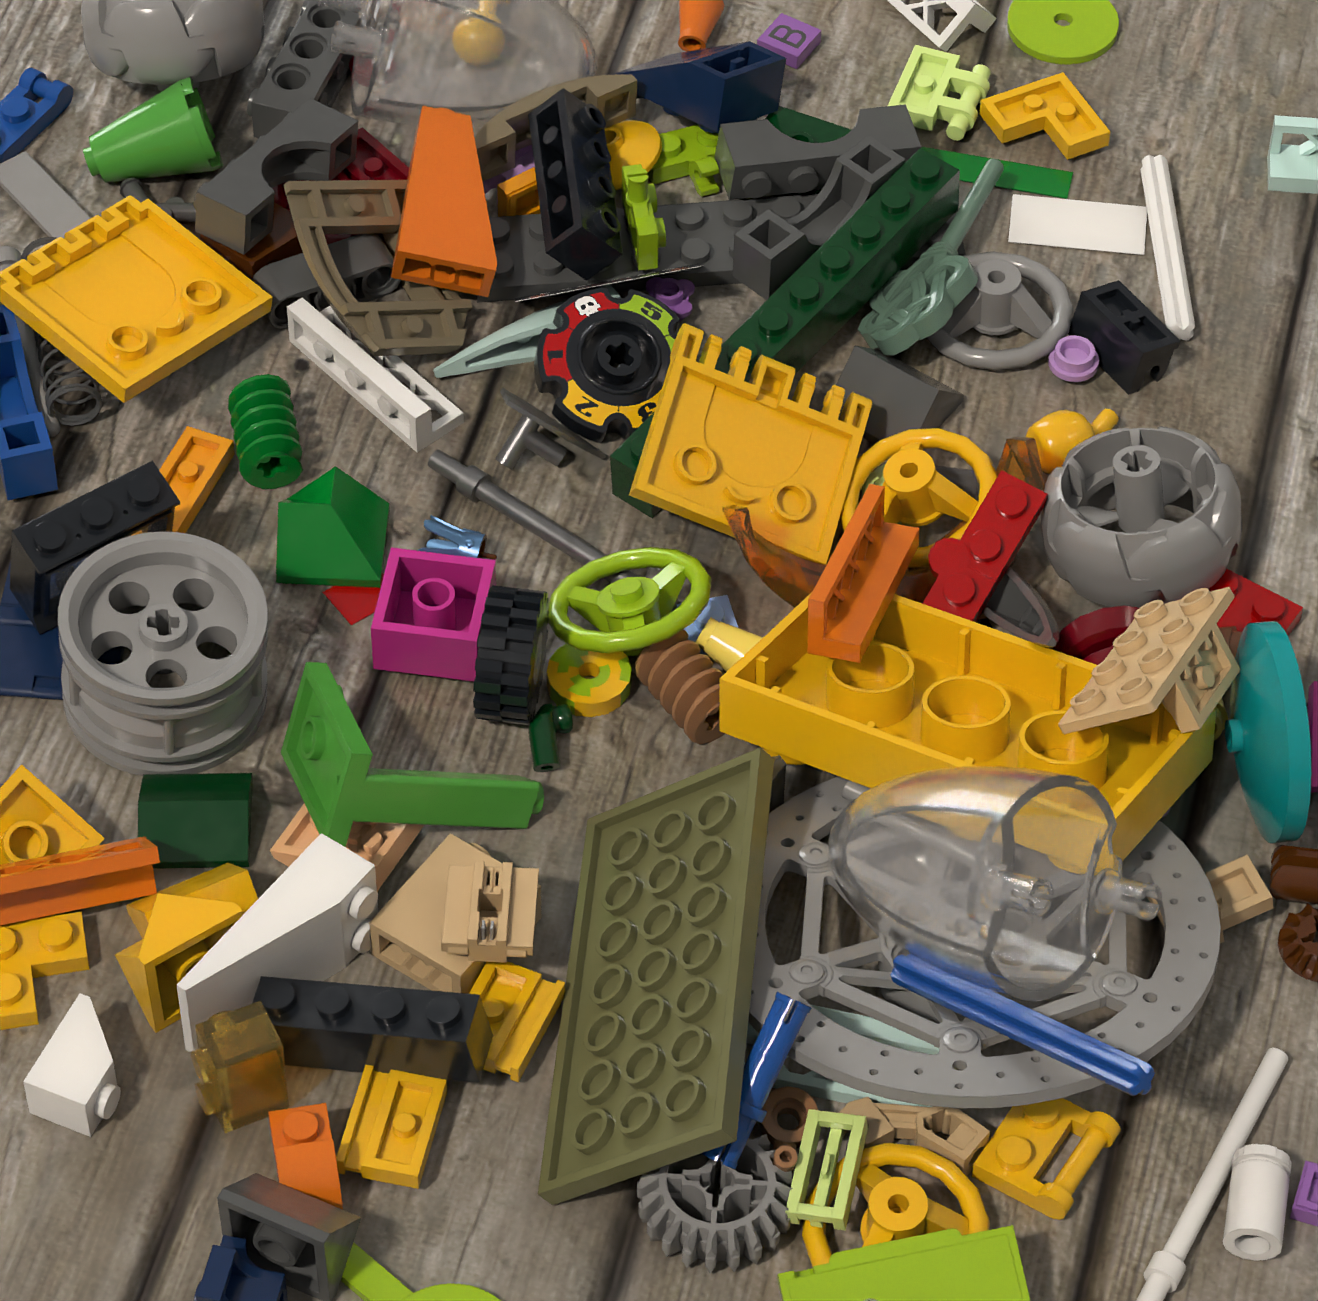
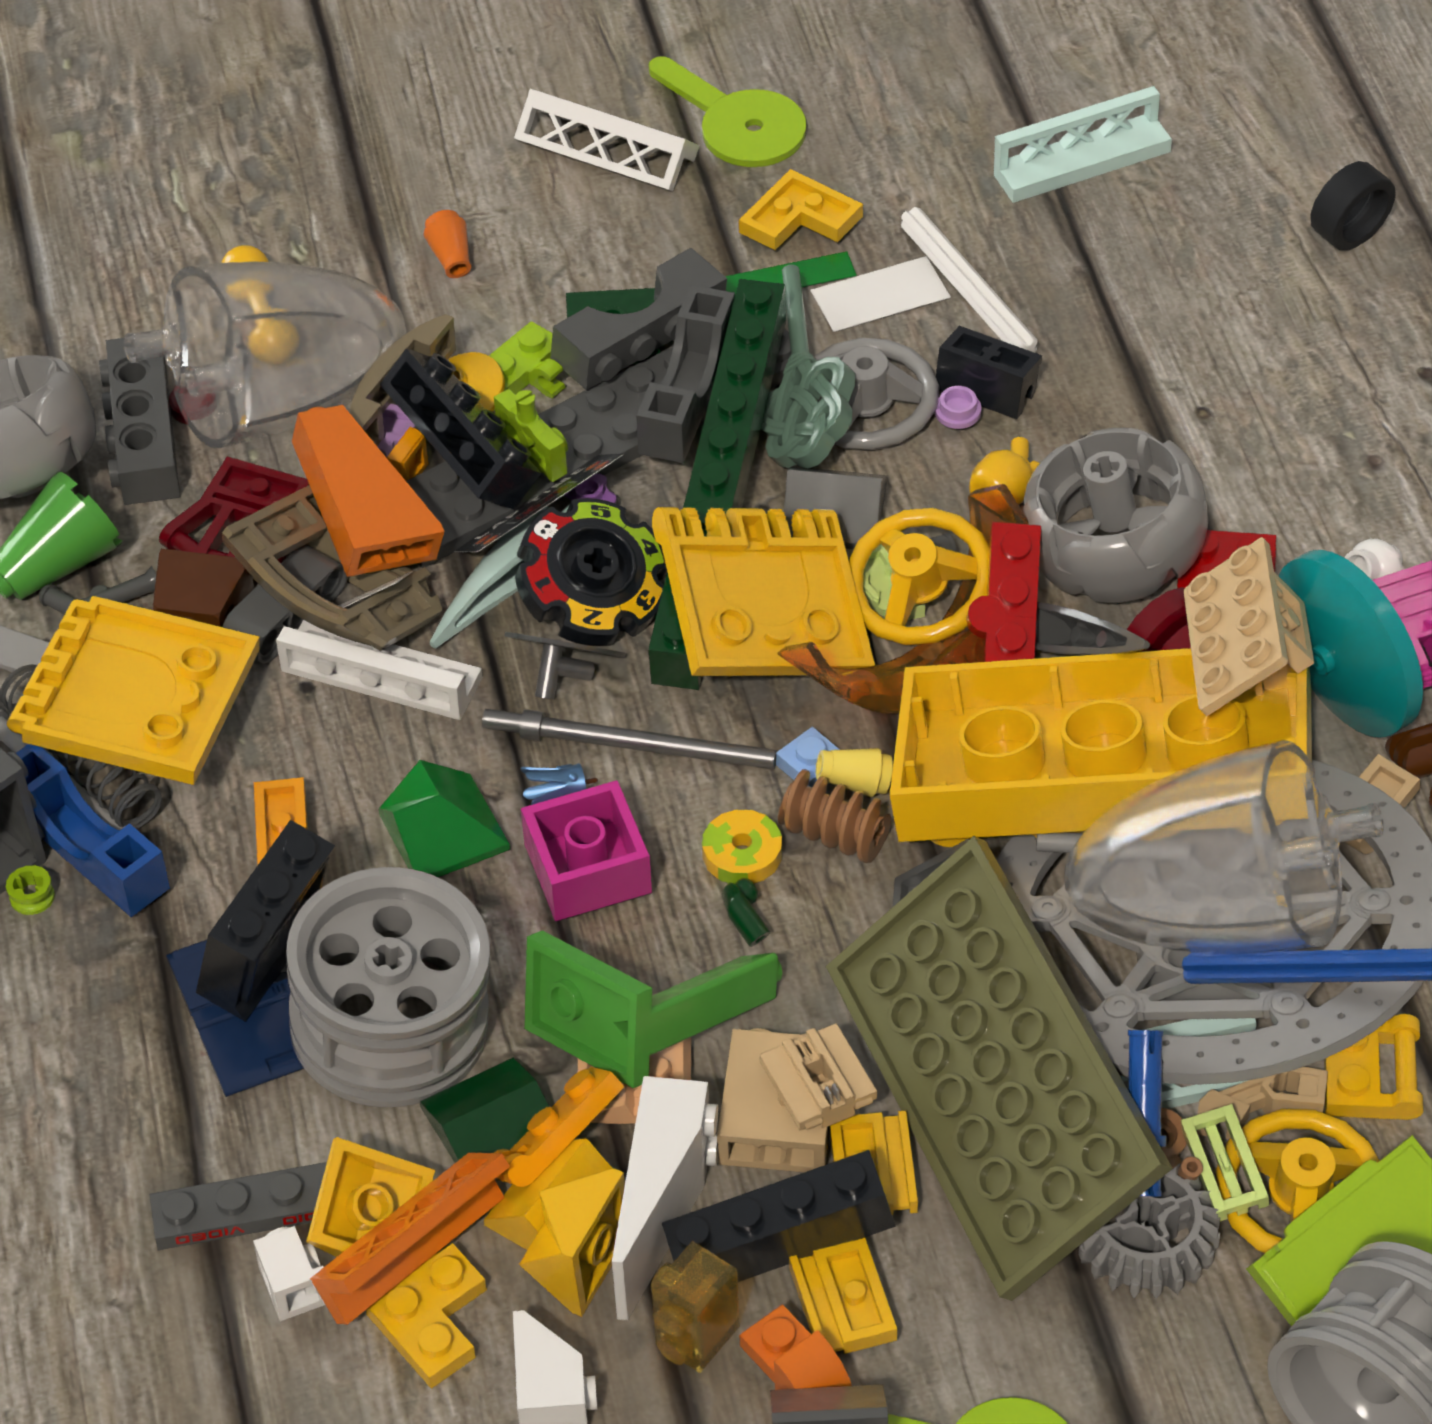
camera: 25 degrees left, 0 degrees up
(233, 849) = (559, 1125): none -> light orange plate
(265, 431) = (327, 757): green piece -> none
(306, 145) = (182, 563): dark grey arch -> none
(354, 602) = (500, 870): red sticker -> none
(409, 299) = (373, 591): none -> white sticker
(511, 655) = (683, 855): black wheel -> none
(632, 609) = (747, 771): lime piece -> none
(714, 83) = (509, 295): dark blue slope -> none
(790, 39) = (538, 233): medium lavender tile -> none
(859, 581) = (946, 665): orange fence -> none
(925, 90) = (682, 219): yellowish green plate -> none

